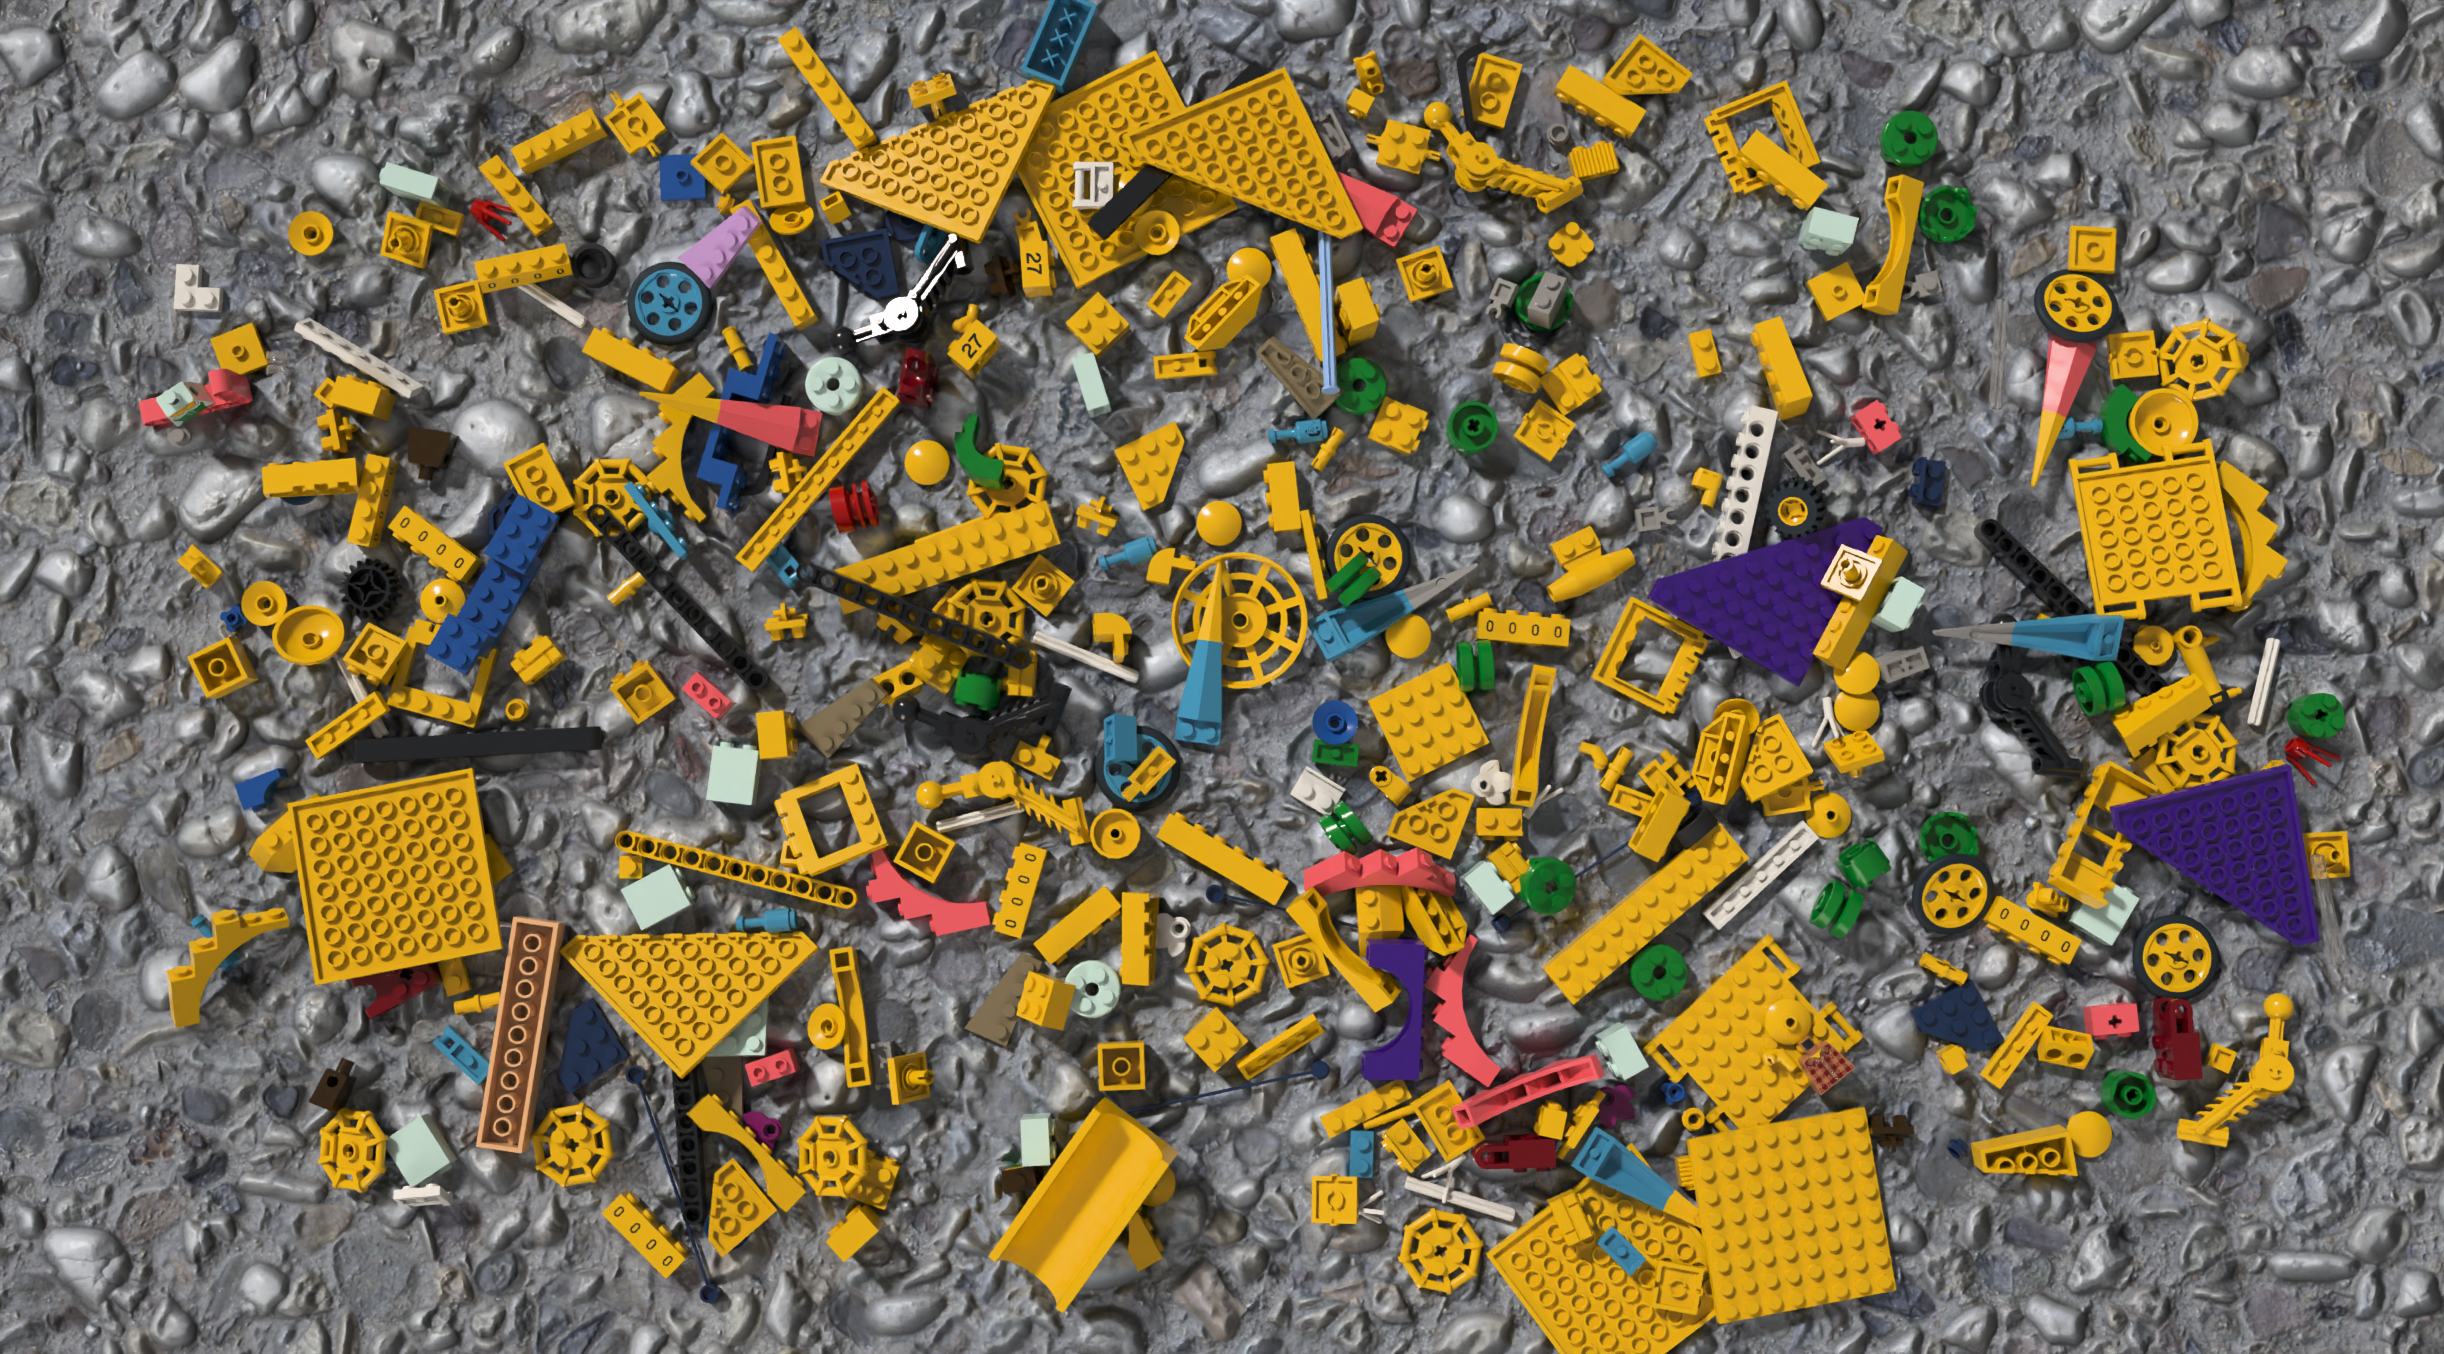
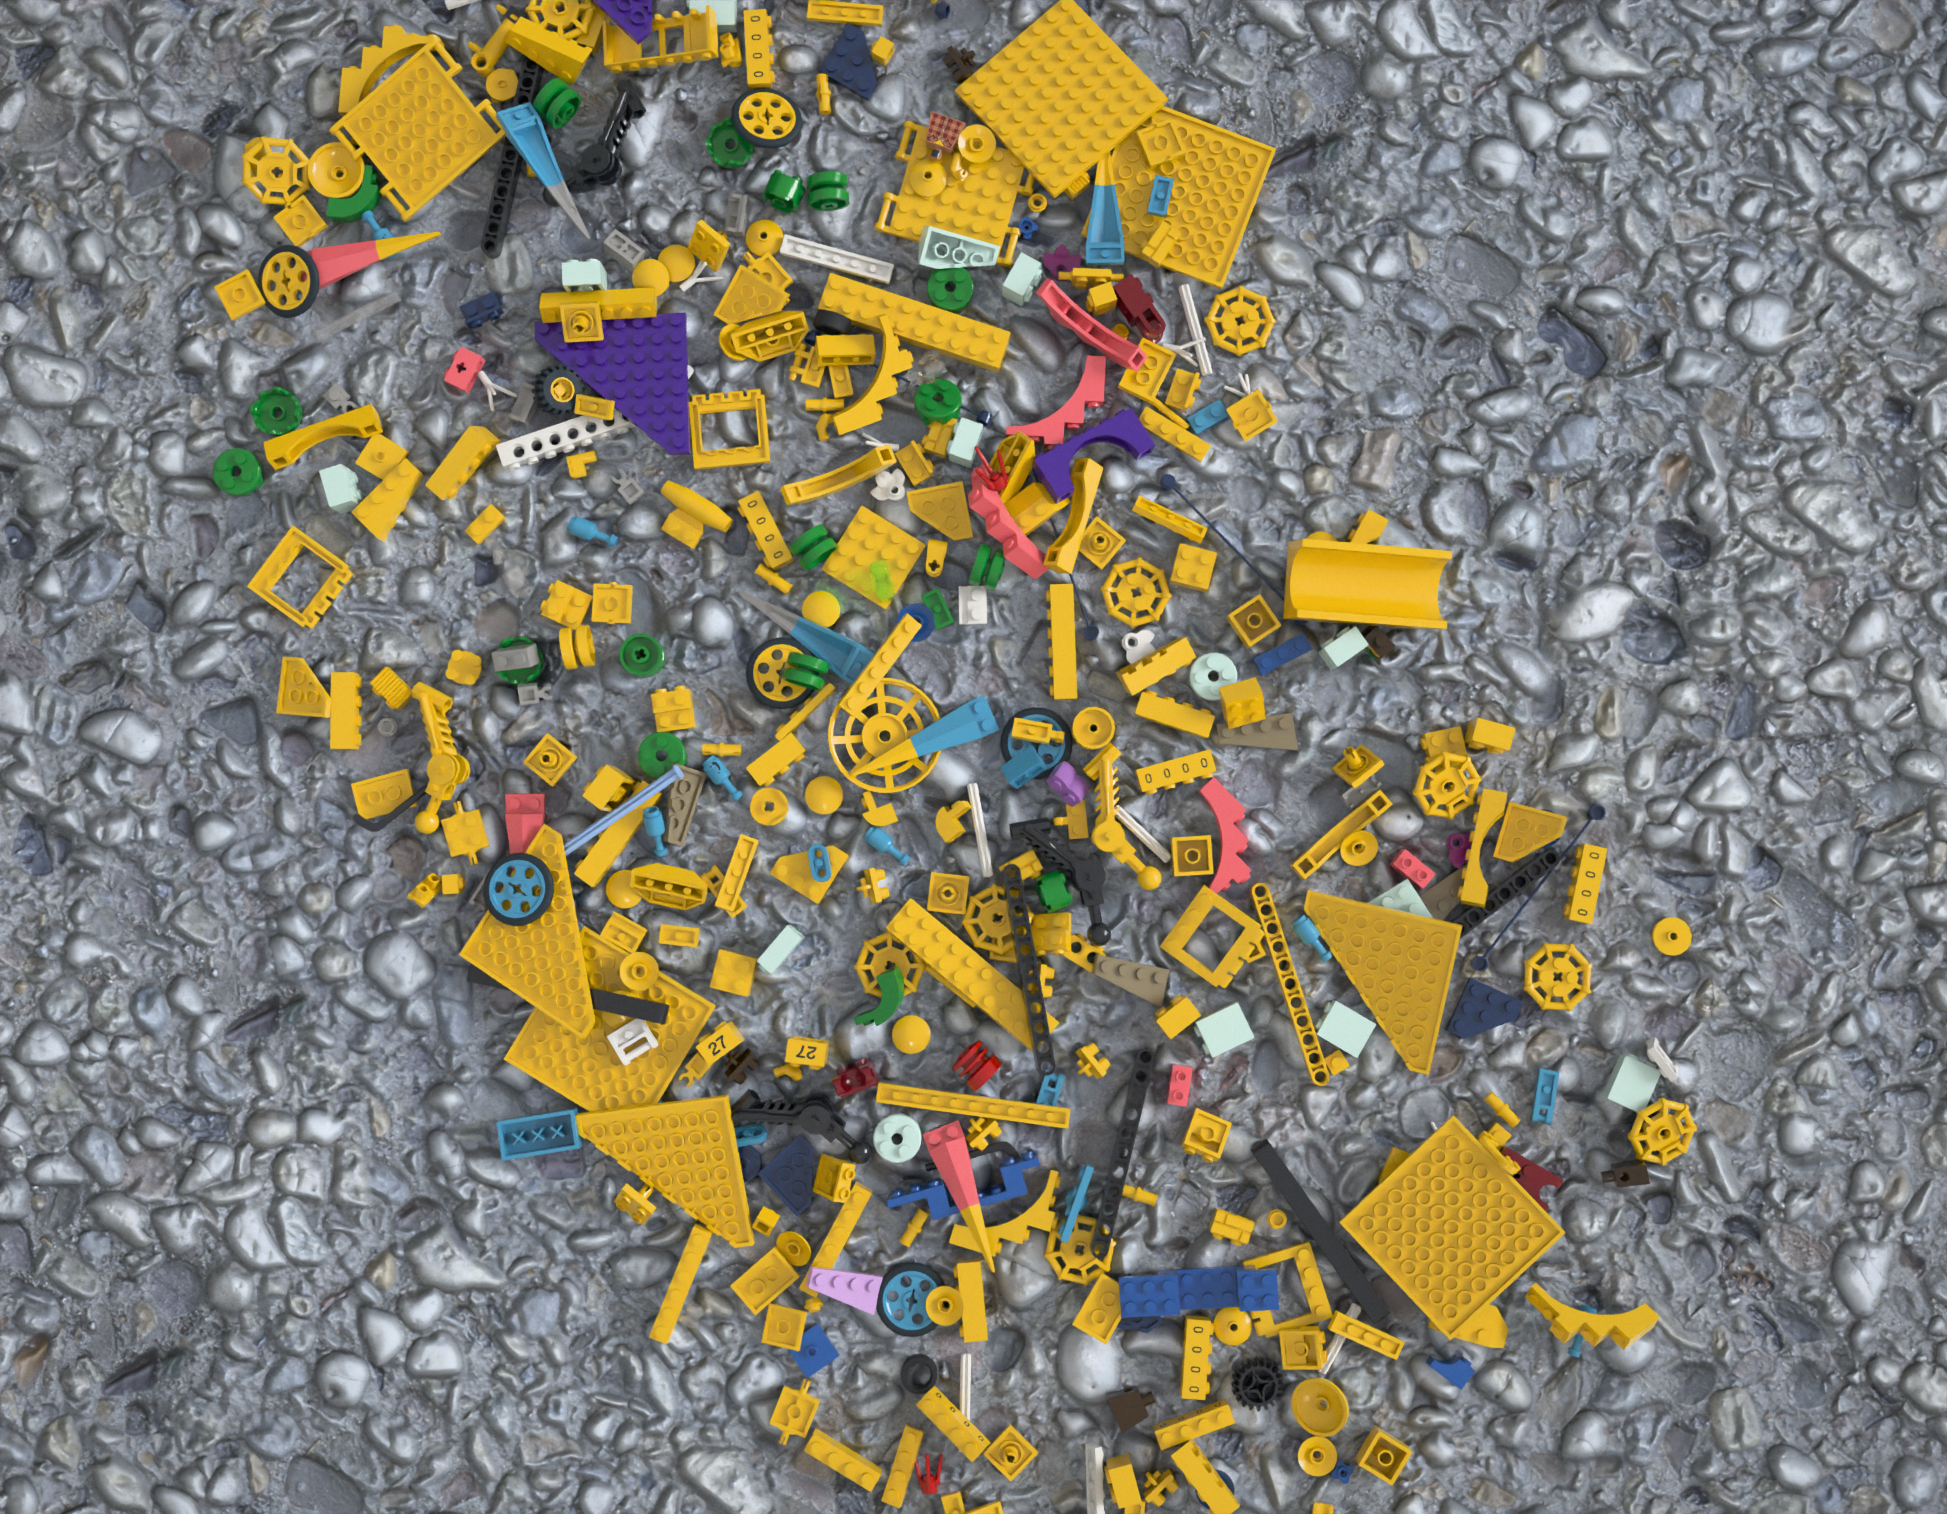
camera: 120 degrees left, 0 degrees up
(455, 967) = (1490, 1144): none -> yellow helmet
(520, 1034) = (1504, 1063): light nougat brick -> none
(550, 1284) = (1661, 936): none -> yellow plate
(638, 321) = (938, 1312): none -> yellow dish
(833, 299) = (834, 1178): none -> yellow plate
(1071, 1075) = (1282, 654): none -> blue plate
(1075, 773) = (1068, 783): none -> medium lavender brick
(1153, 474) = (820, 863): none -> dark azure plate
(1194, 387) = (736, 873): none -> yellow plate
(1206, 242) = (623, 932): none -> yellow plate
(1250, 452) = (767, 817): none -> yellow plate
(1288, 144) = (538, 904): none -> wedge
(1289, 334) = (655, 828): none -> dark azure piece
(1313, 658) = (879, 665): none -> yellow plate
(1402, 715) = (881, 577): none -> clear neon green brick
(1426, 893) = (996, 481): none -> red plant
(1505, 1119) = (1120, 330): none -> yellow plate
(1585, 806) = (866, 409): none -> yellow arch
(1587, 900) = (930, 368): none -> clear animal
(1697, 995) = (950, 250): none -> light aqua wedge
(1755, 532) = (594, 407): none -> yellow plate
(1781, 170) = (316, 548): yellow brick -> none
(1788, 272) = (386, 502): none -> yellow wedge
(1798, 1104) = (980, 135): none -> yellow dish
(1868, 801) = (736, 215): none -> light grey hinge

